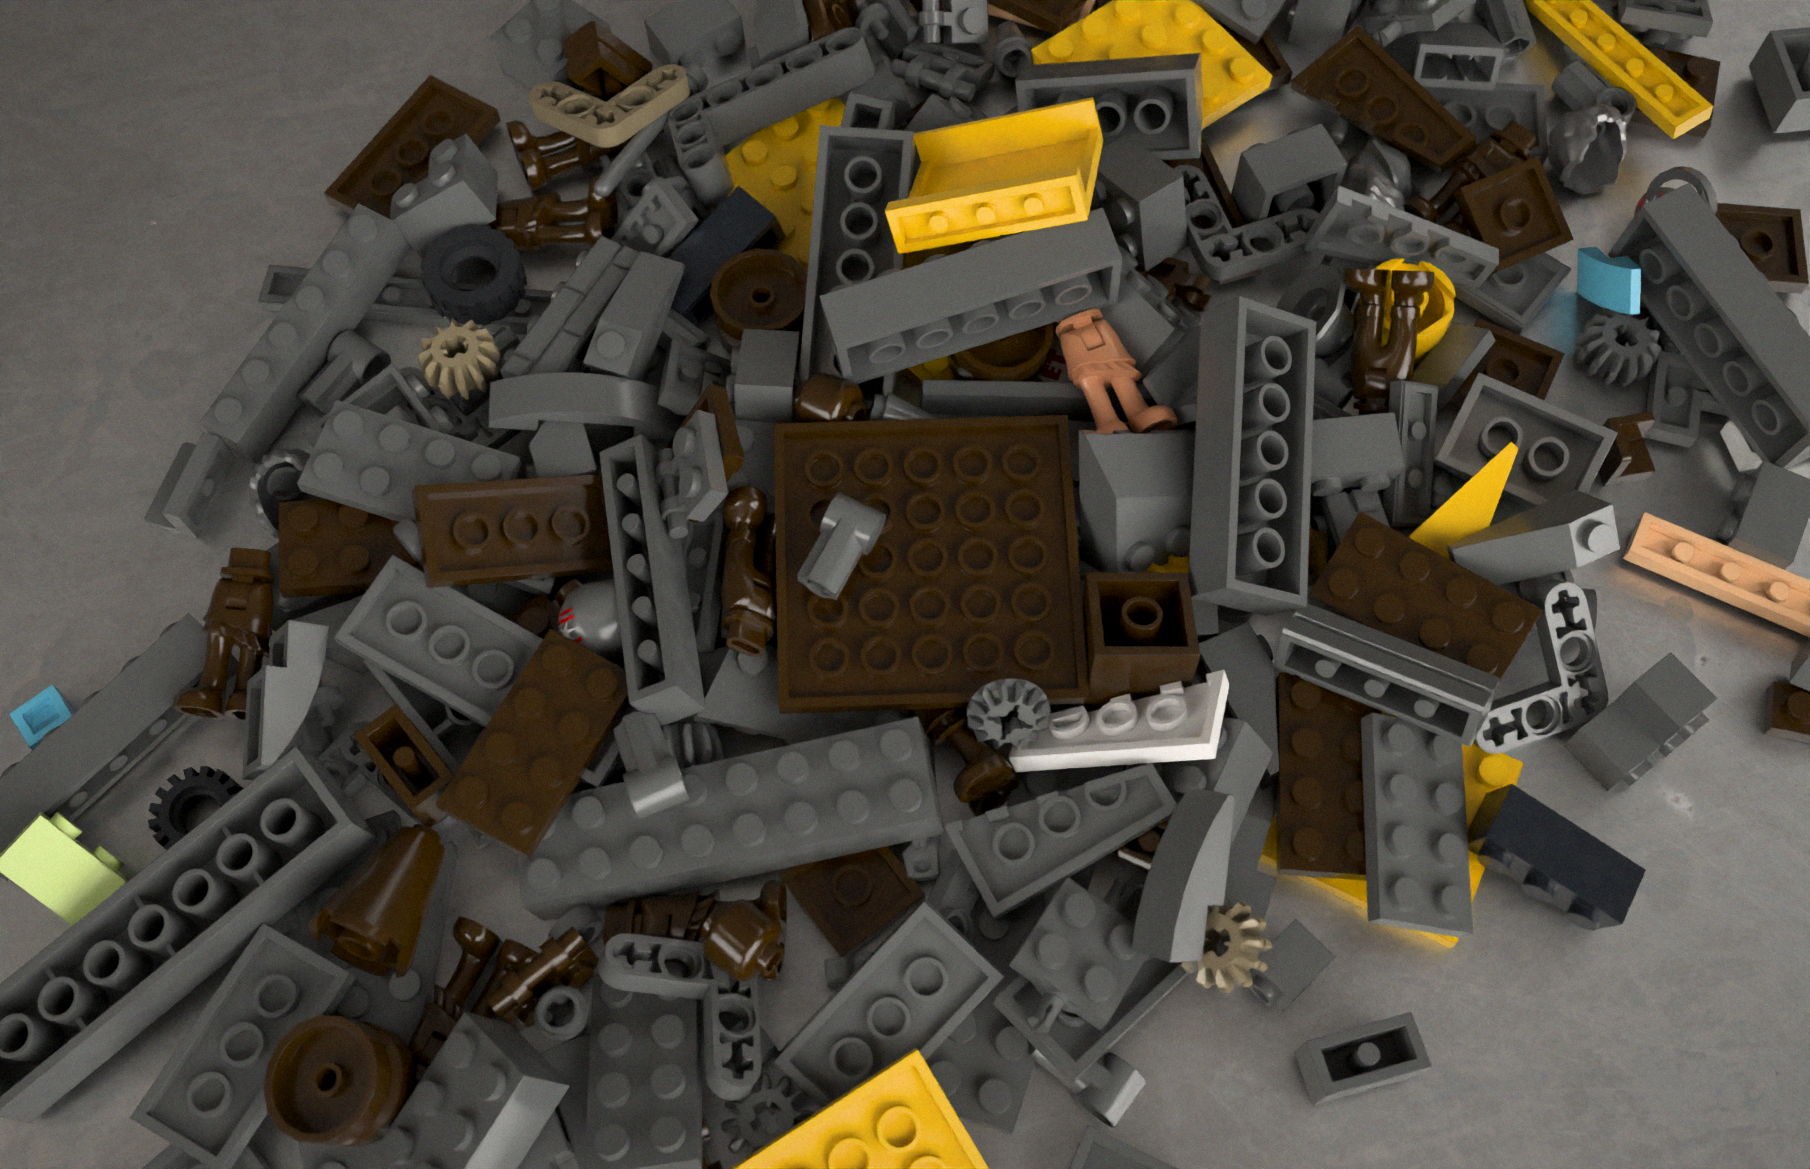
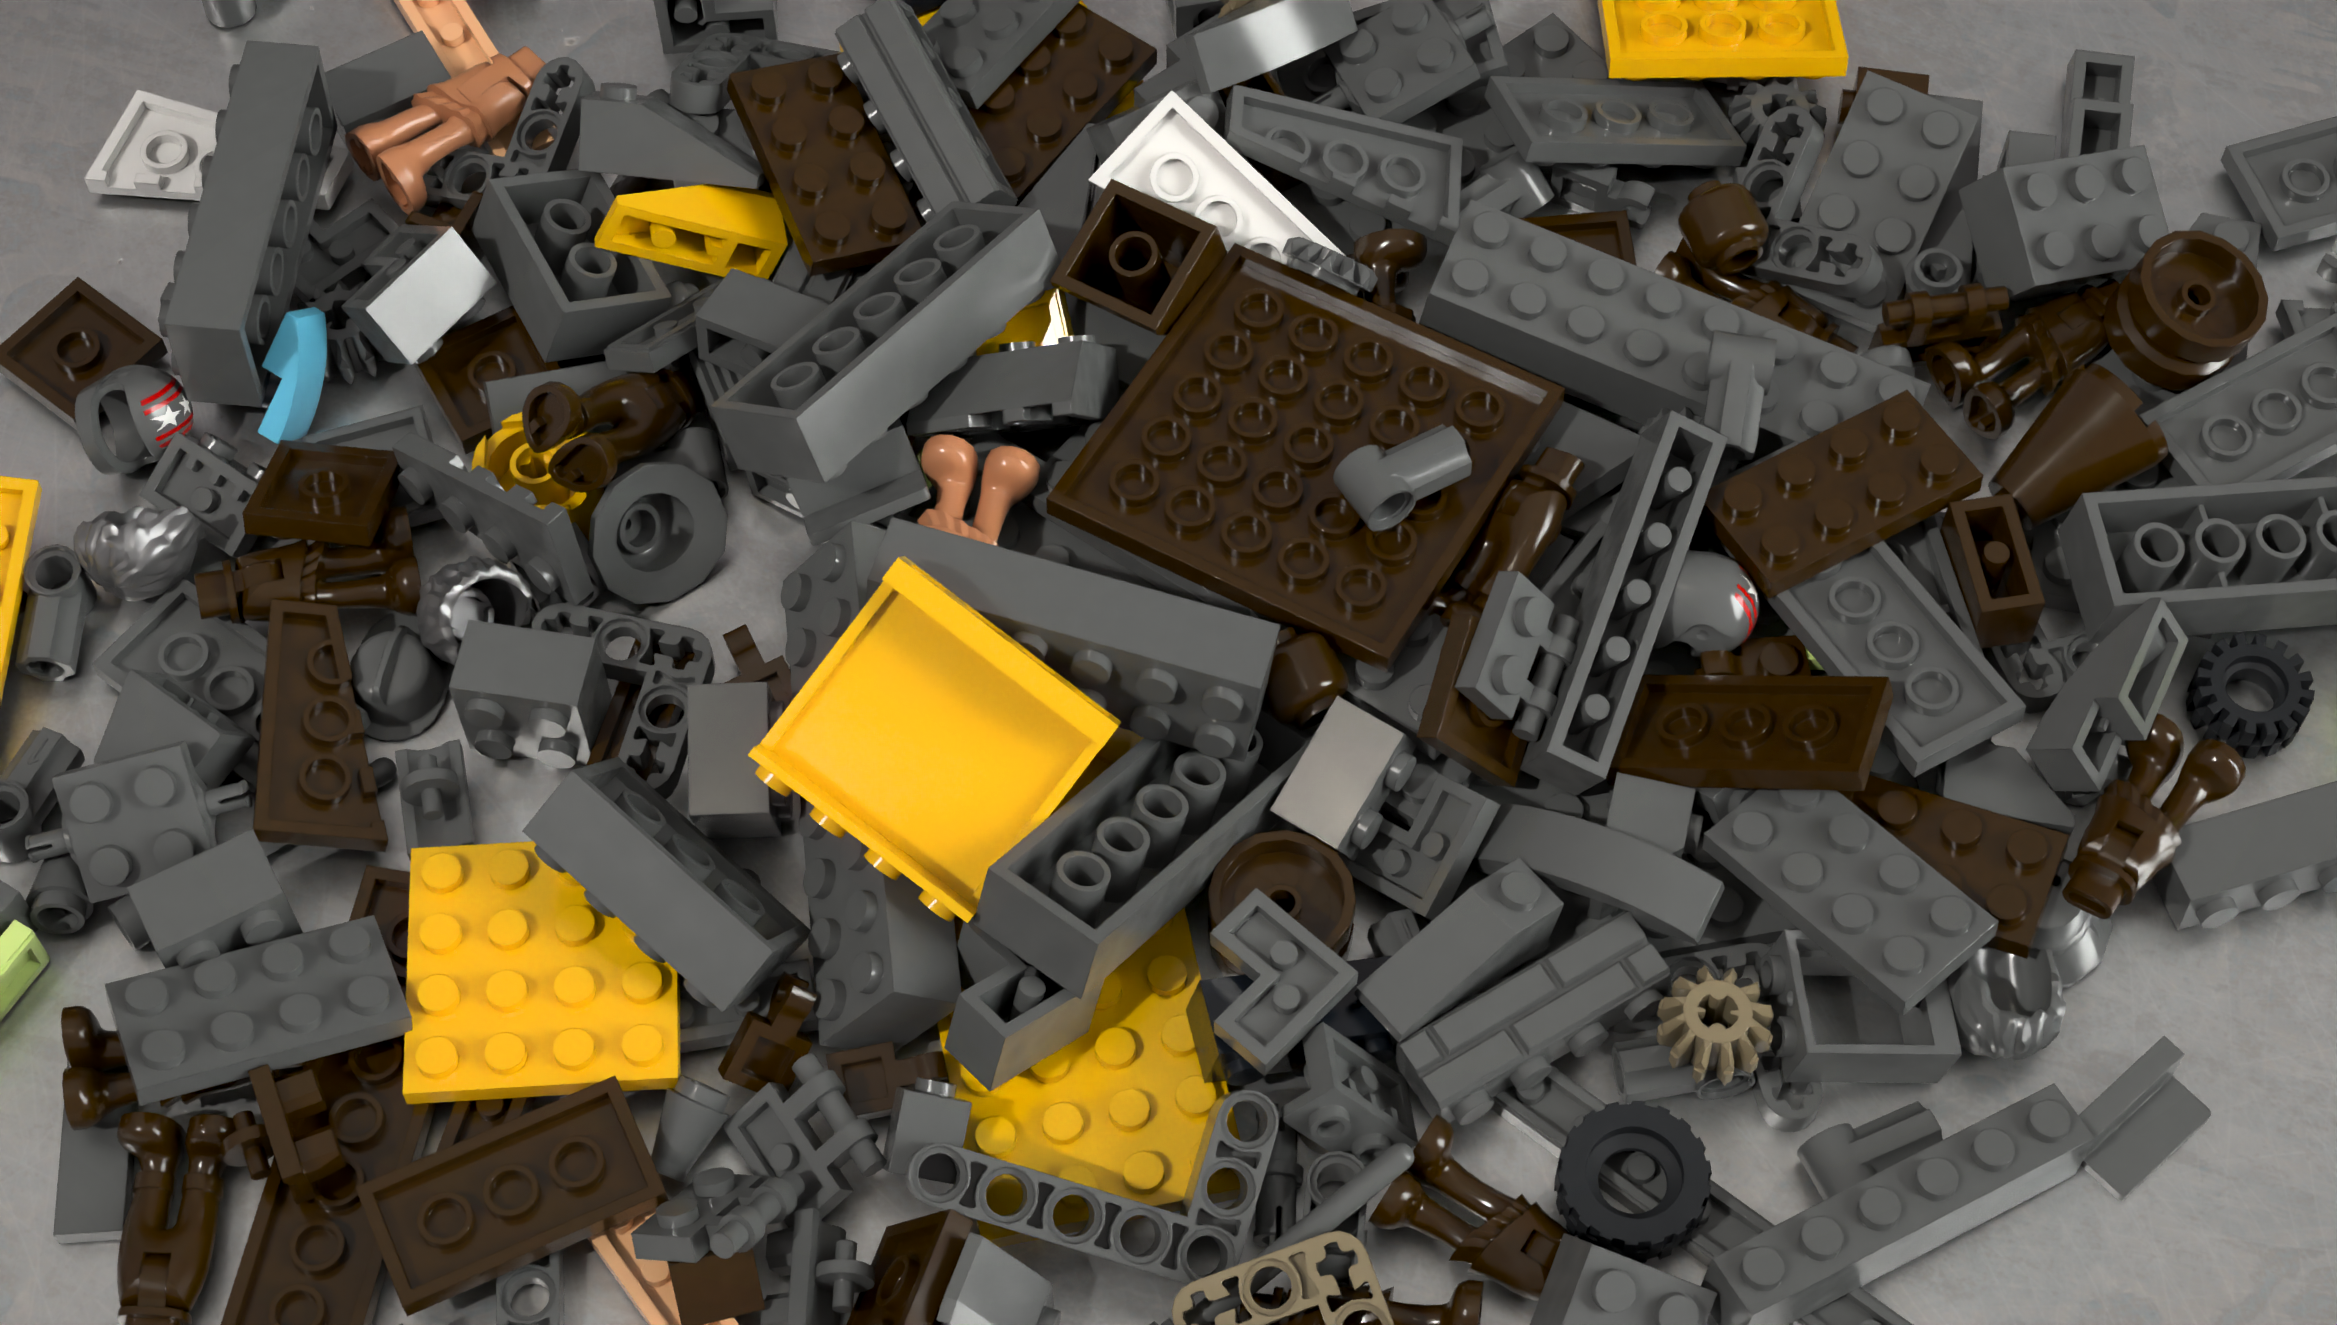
camera: 150 degrees left, 5 degrees down
(407, 535) = (1884, 789): dark grey tile -> none
(719, 233) = (1292, 976): none -> dark grey plate
(998, 96) = (771, 1044): none -> dark brown plate
(1283, 110) = (434, 797): none -> dark grey hips
(1591, 365) = (417, 291): none -> brick
(1594, 216) = (210, 485): none -> dark grey bracket
(1678, 486) = (538, 114): none -> dark grey beam
(1697, 523) = (456, 111): none -> nougat piece

